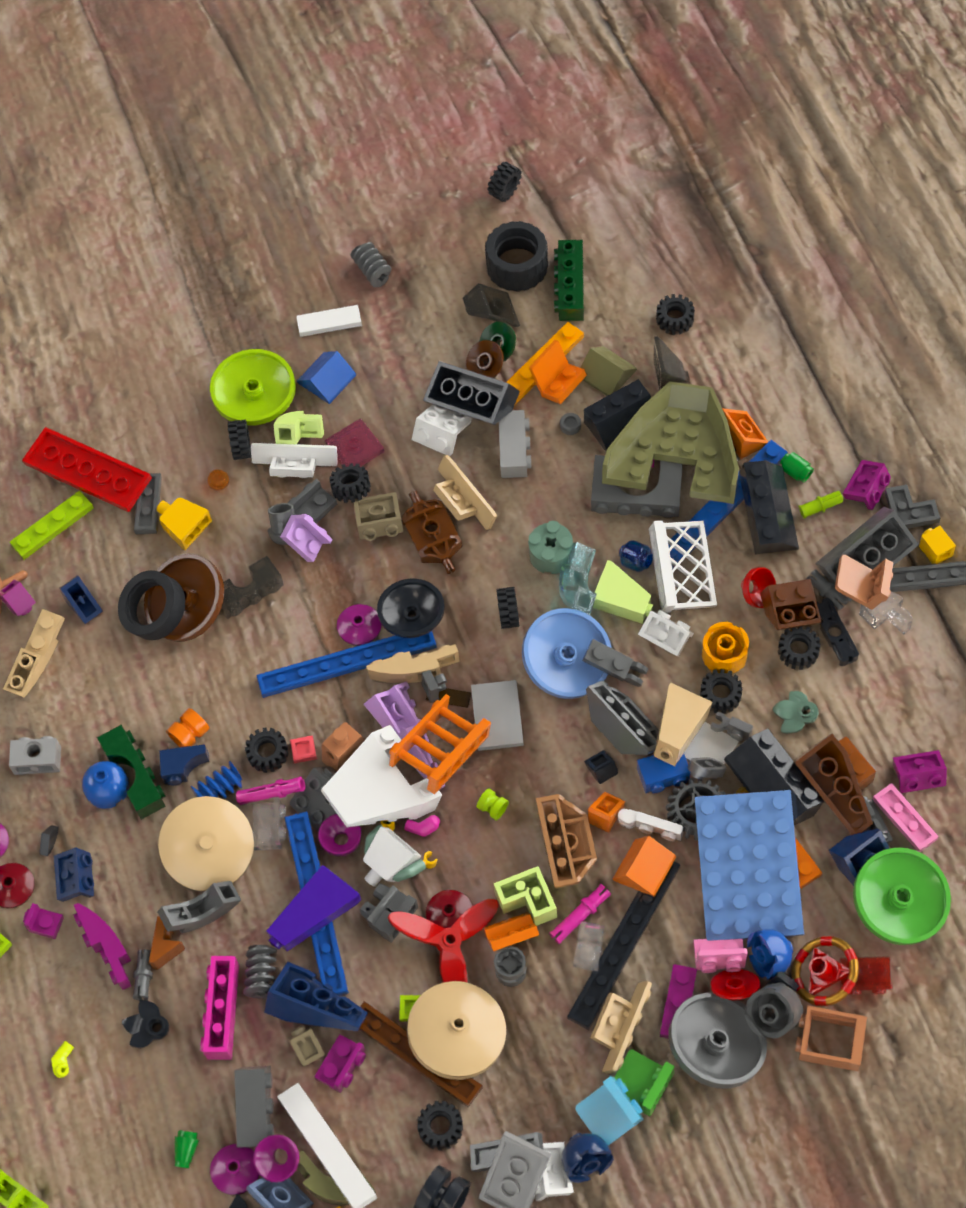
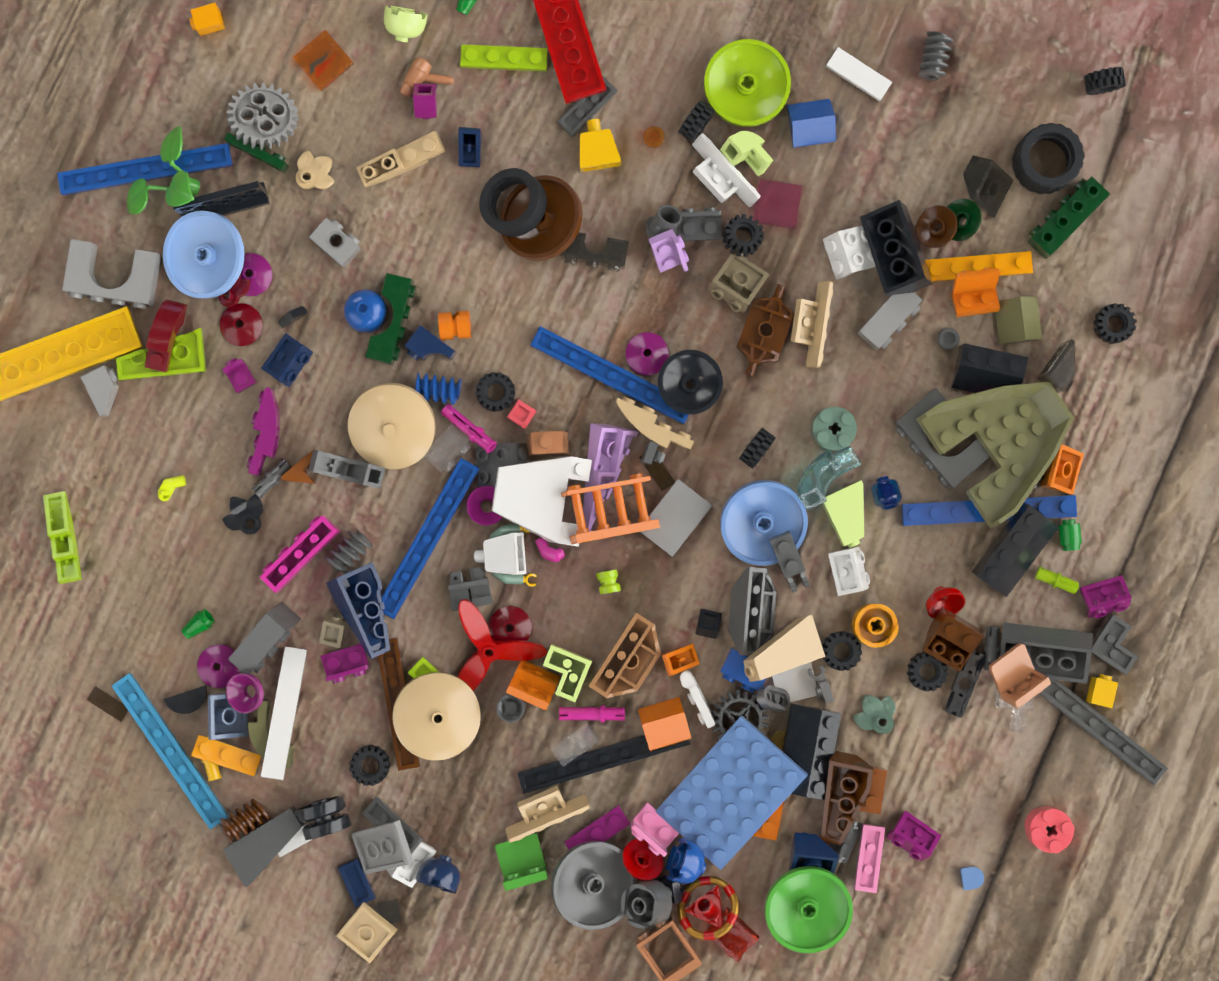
camera: 35 degrees right, 25 degrees up
(313, 908) = (422, 545): dark purple slope -> none
(610, 1111) = (482, 862): medium azure bracket -> none
(663, 567) = (899, 519): white fence -> none

